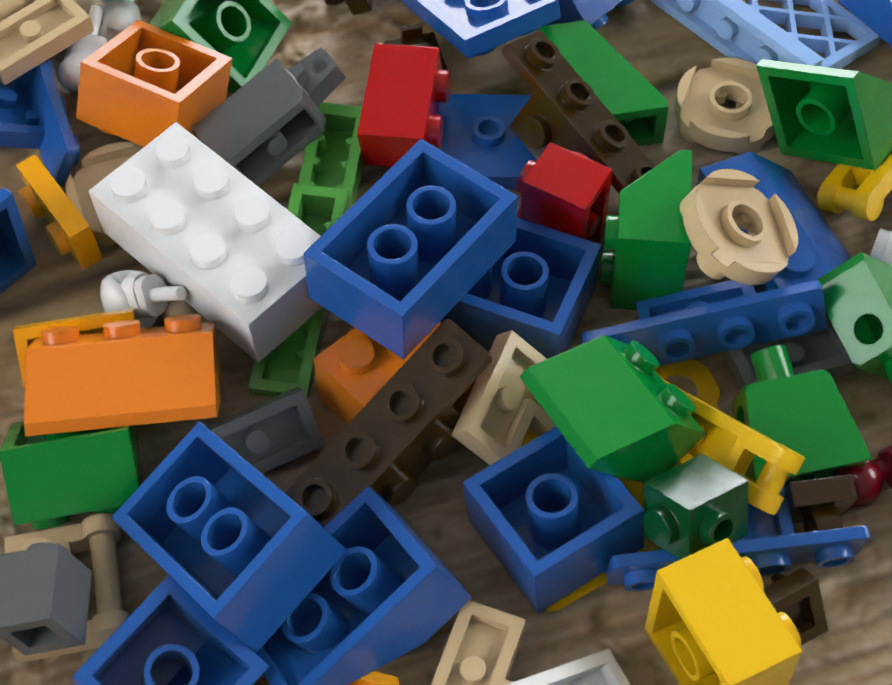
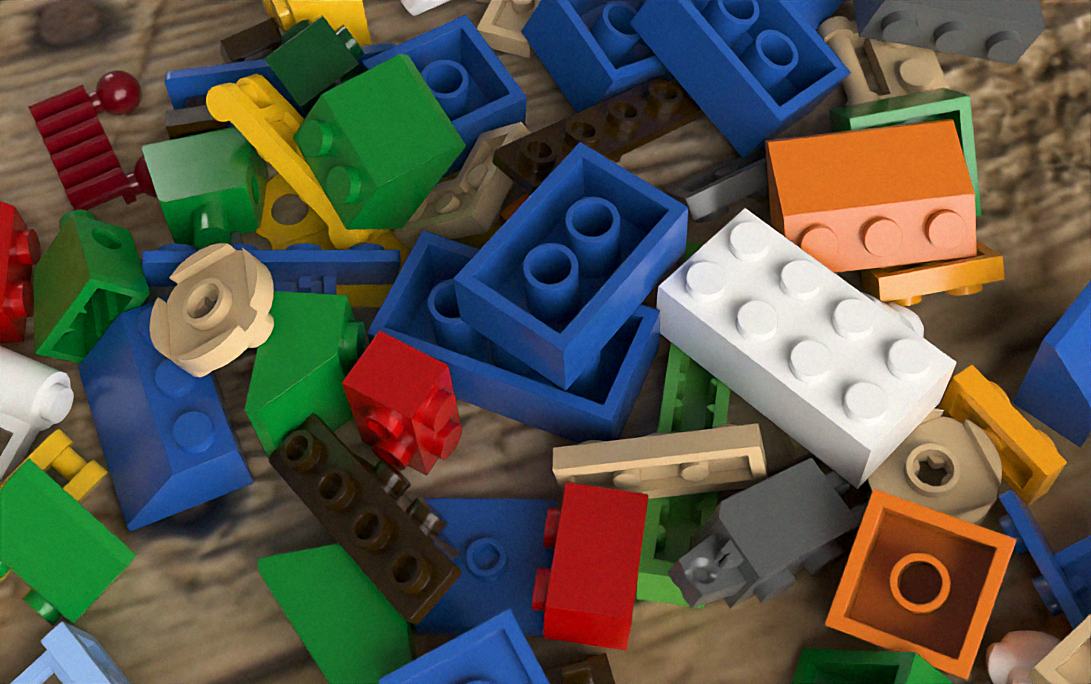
camera: 175 degrees left, 5 degrees up
(327, 157) = (666, 462): none -> tan plate
(720, 128) = (195, 647): tan plate -> none

